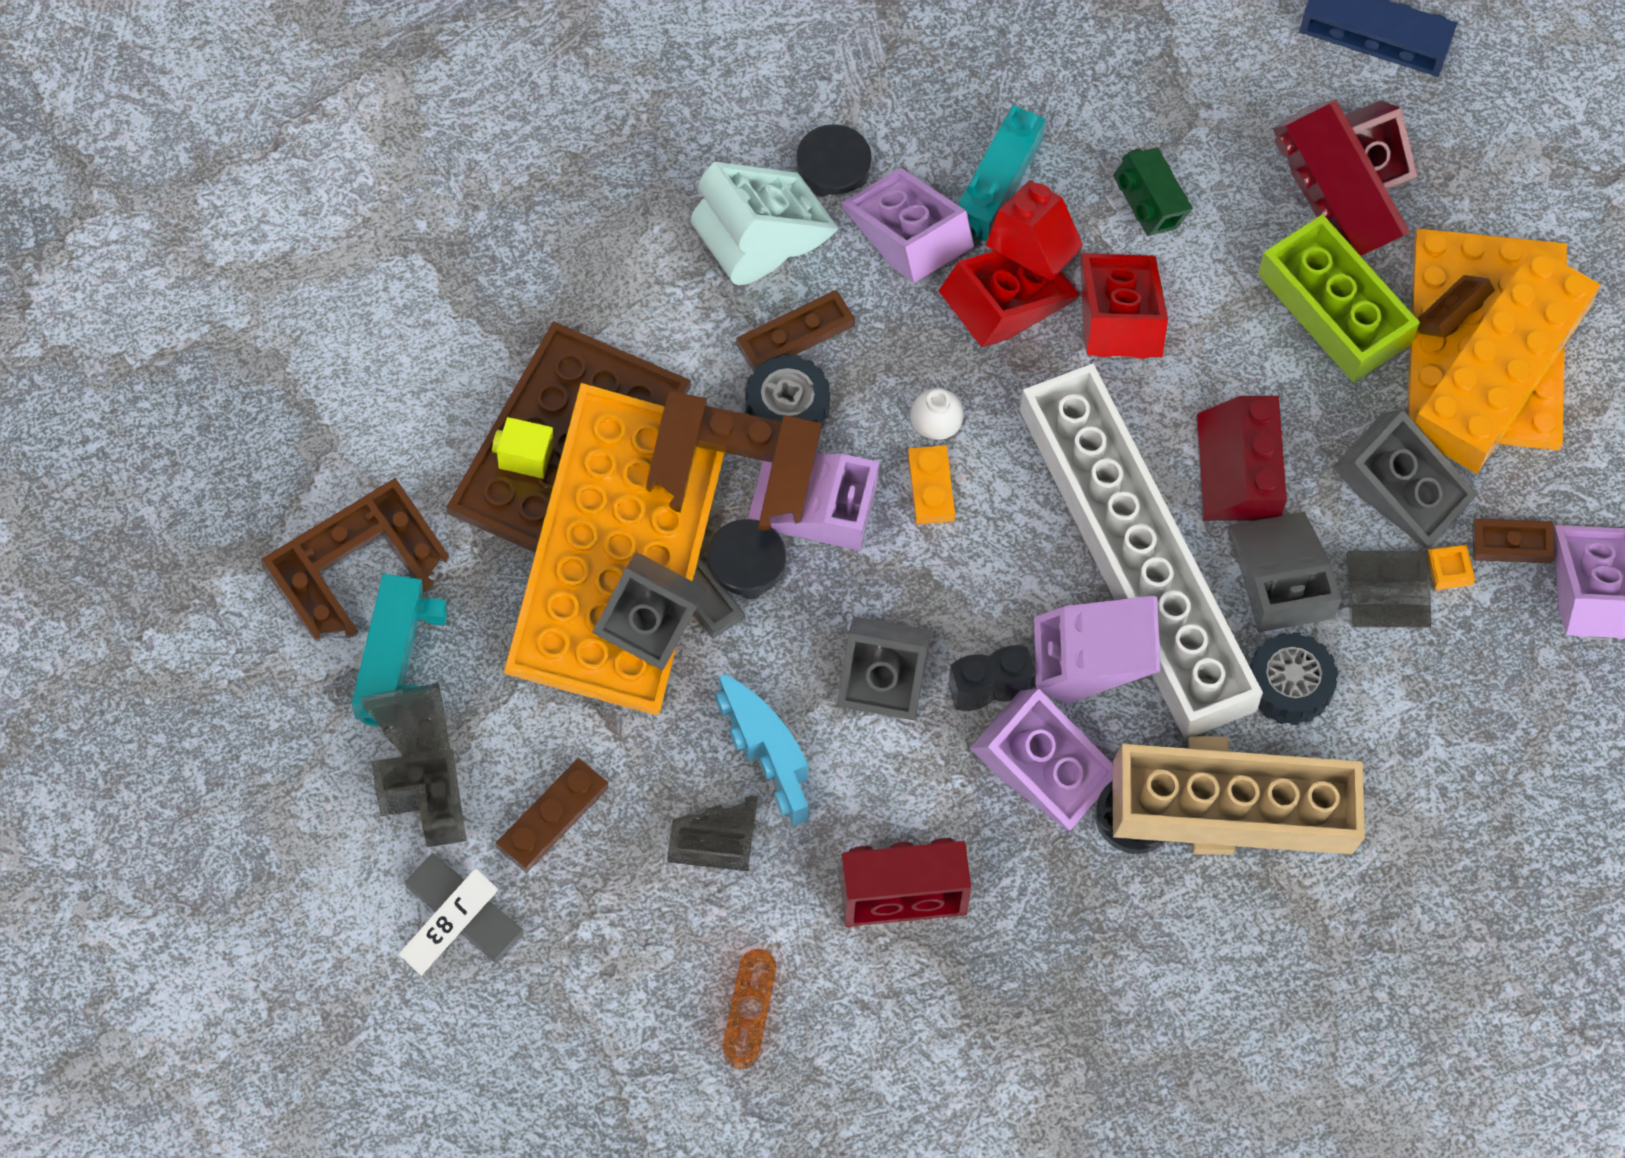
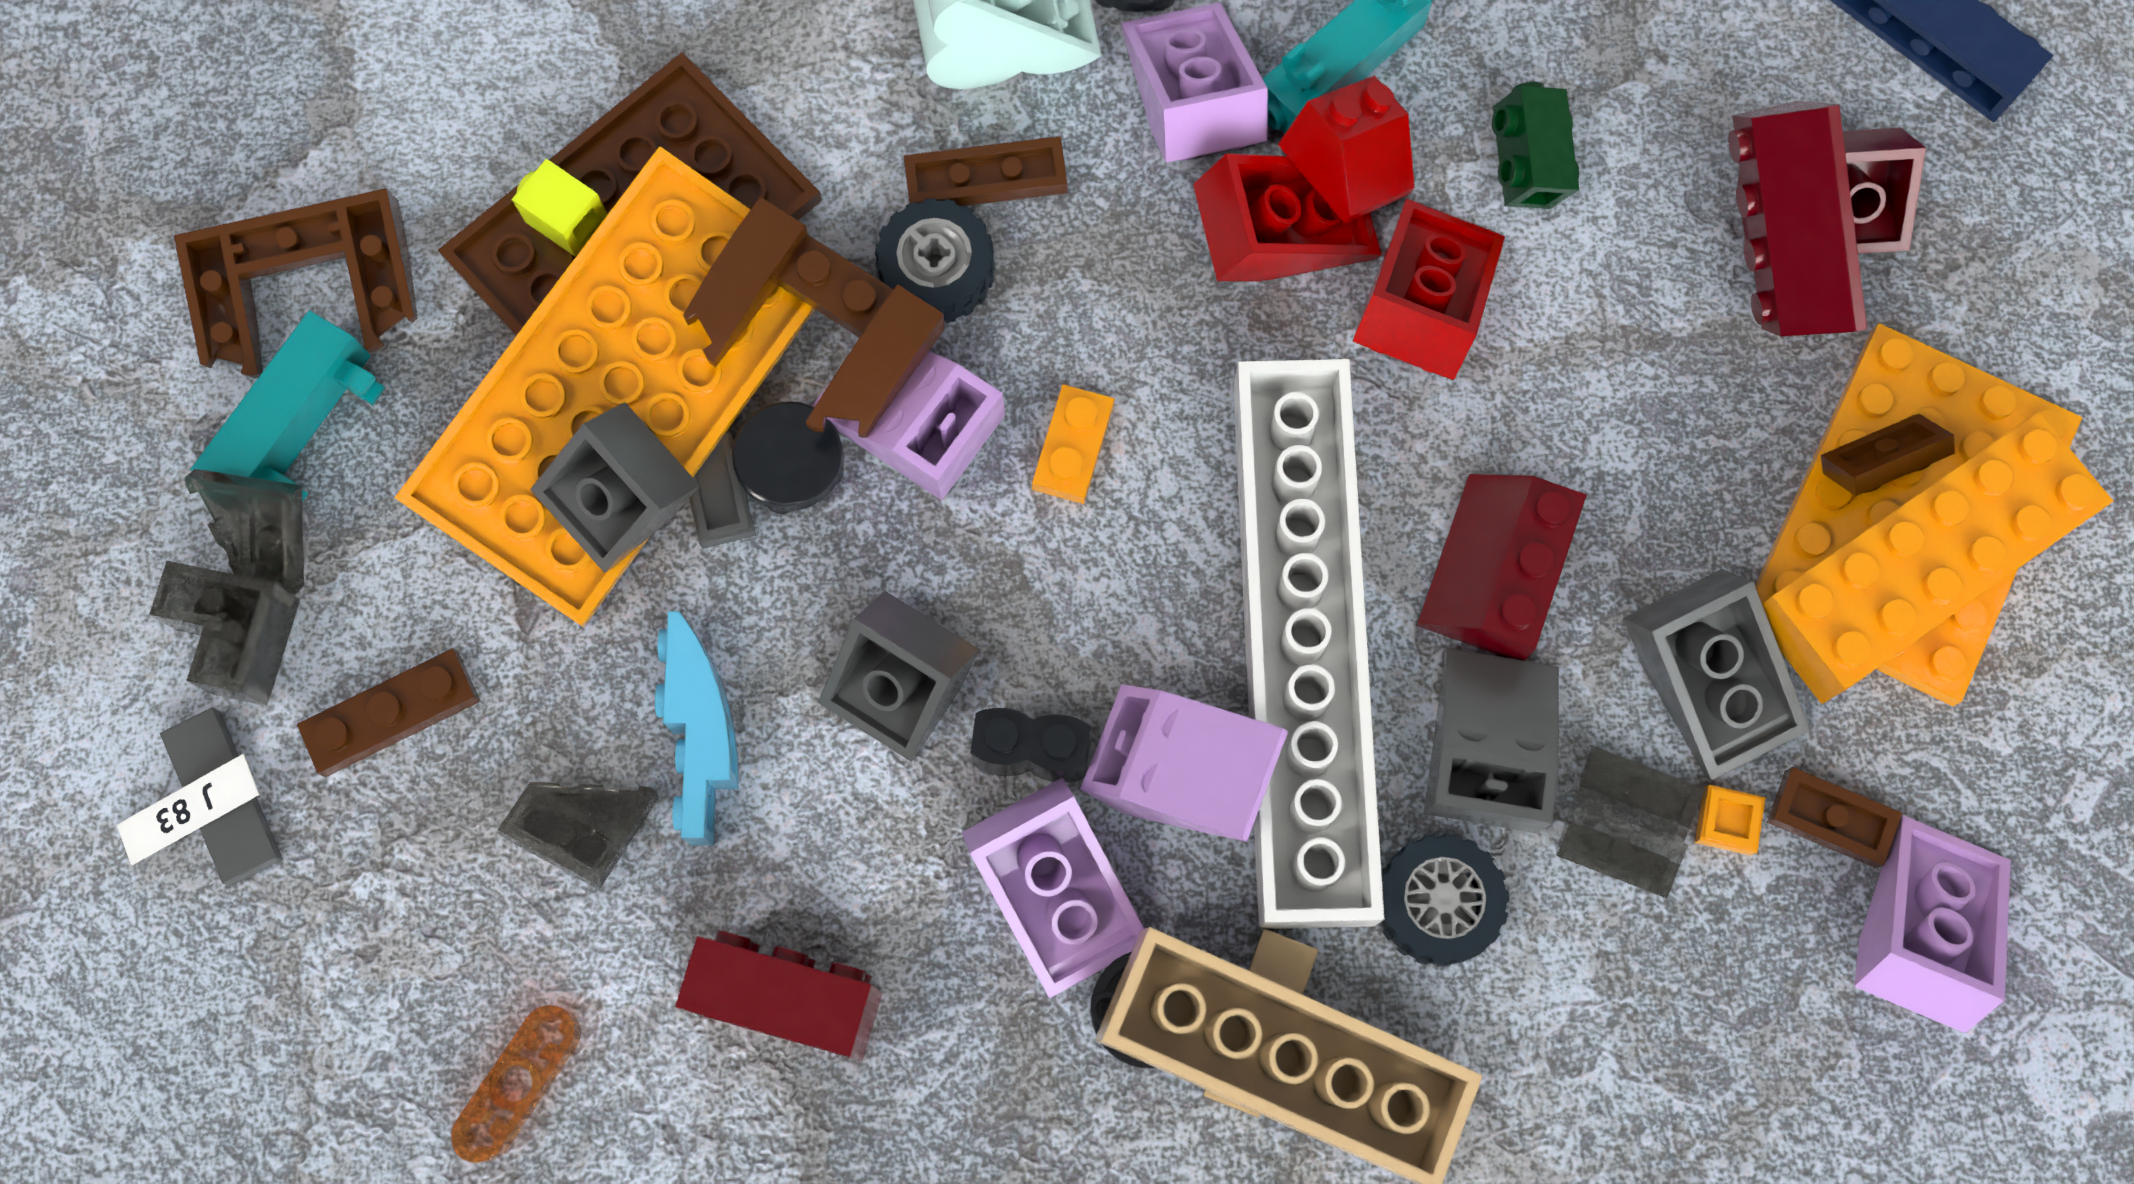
camera: 25 degrees right, 10 degrees up
(937, 414) = (1123, 350): white brick -> none
(1338, 298) = (1729, 384): lime brick -> none

